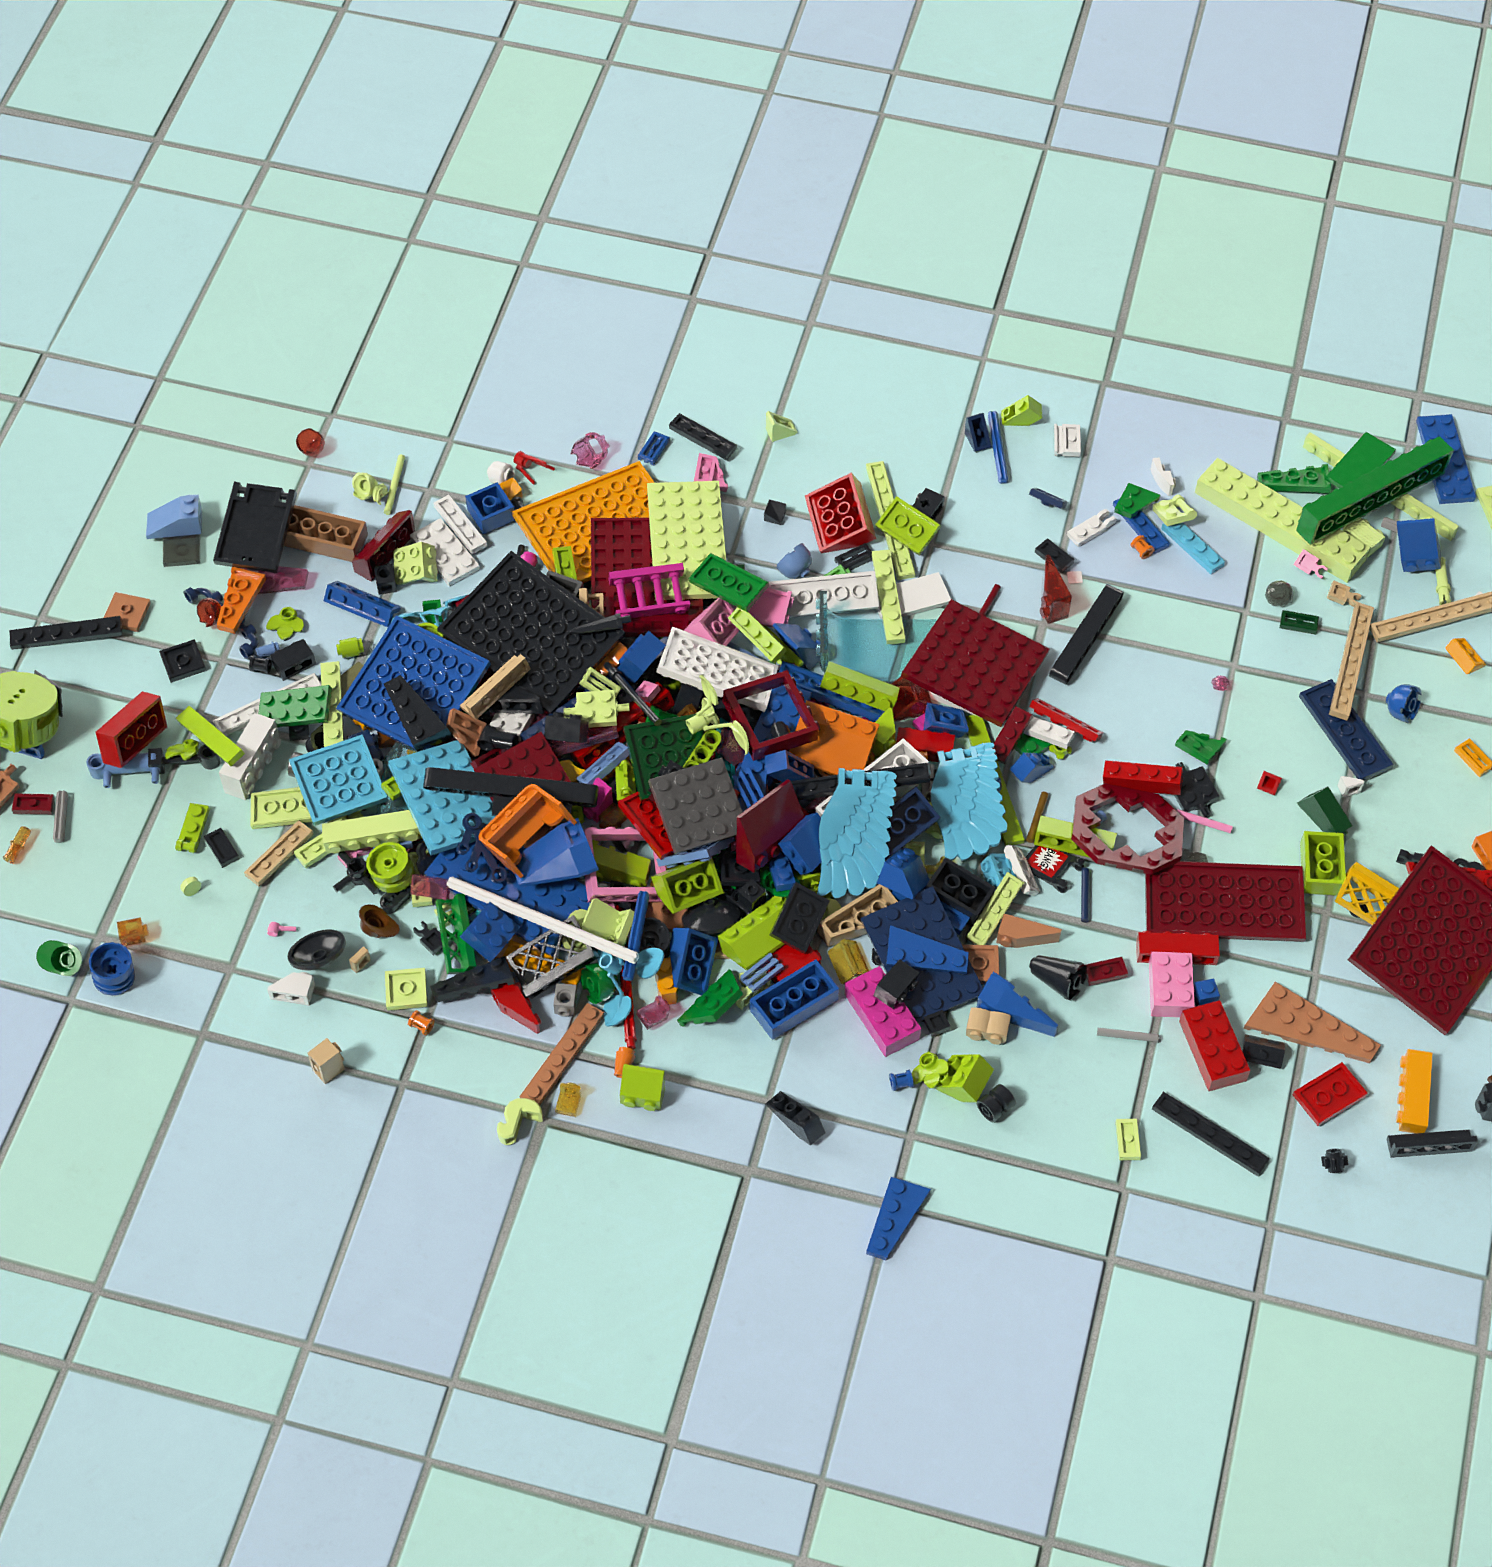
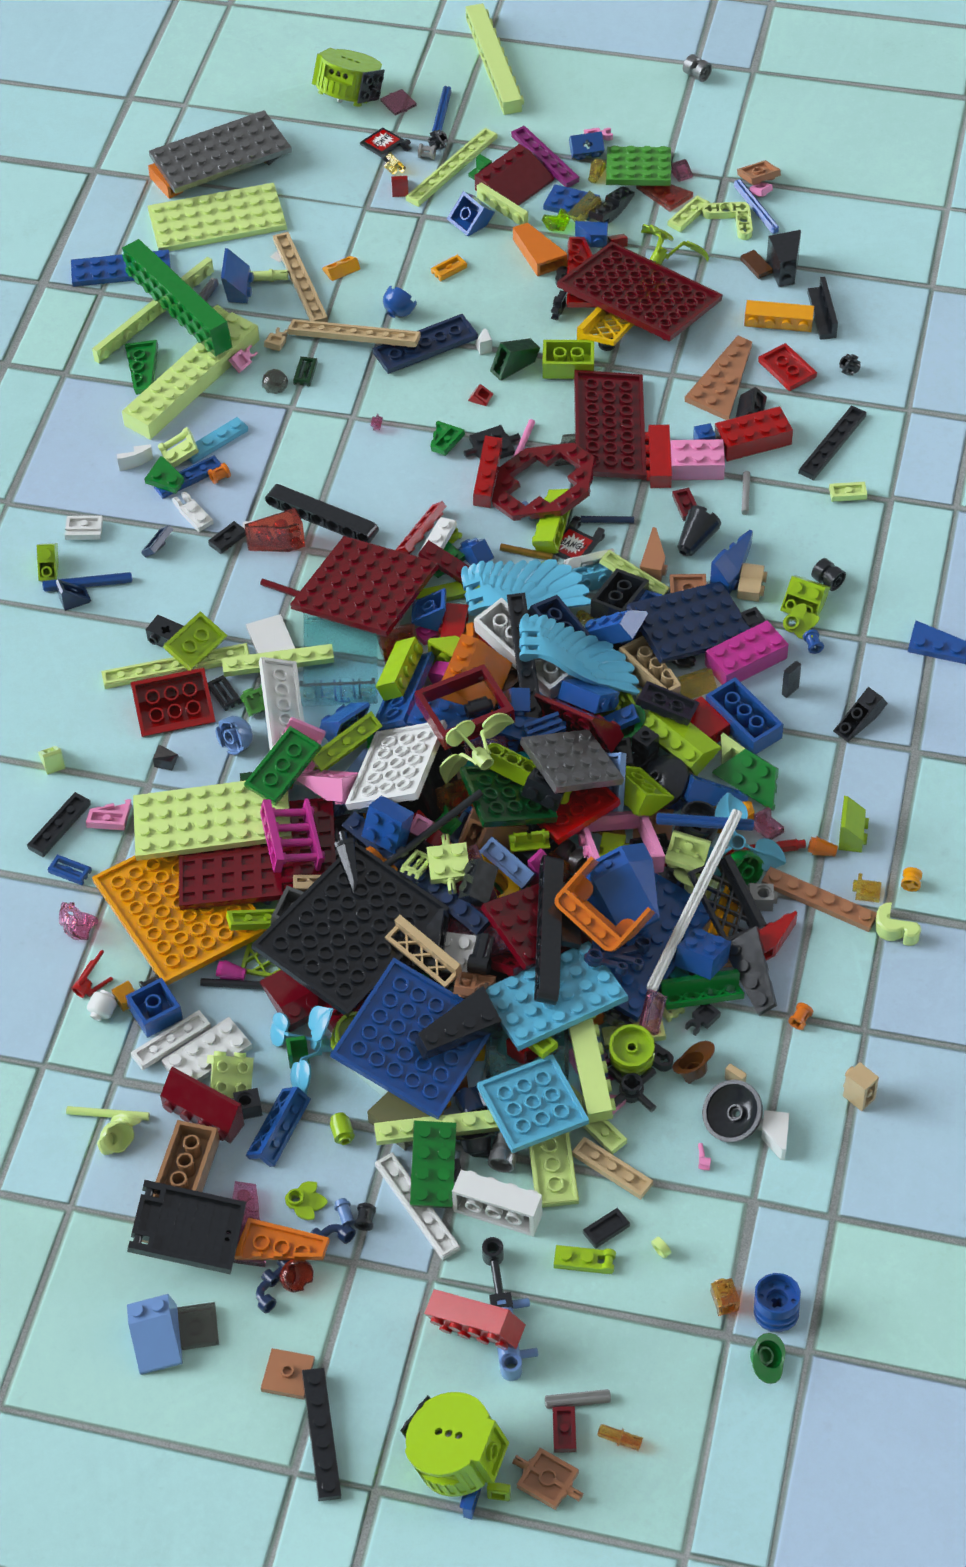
camera: 90 degrees left, 5 degrees down
(182, 660) = (357, 1302): black tile -> none
(186, 749) = (488, 1279): lime plate -> none
(210, 736) = (477, 1240): lime tile -> none
(293, 659) = (358, 1183): black brick -> none
(310, 442) = (46, 1200): clear red hair -> none
(406, 989) = (763, 1033): yellowish green plate -> none
(574, 1141) = (911, 879): none -> light orange wheel
(773, 962) = (725, 734): medium blue tile -> none
(840, 1046) = (791, 679): none -> black tile
(896, 984) = (730, 630): black brick -> none
(924, 953) = (694, 615): blue wing -> none
(1360, 459) = (136, 314): green tile -> none

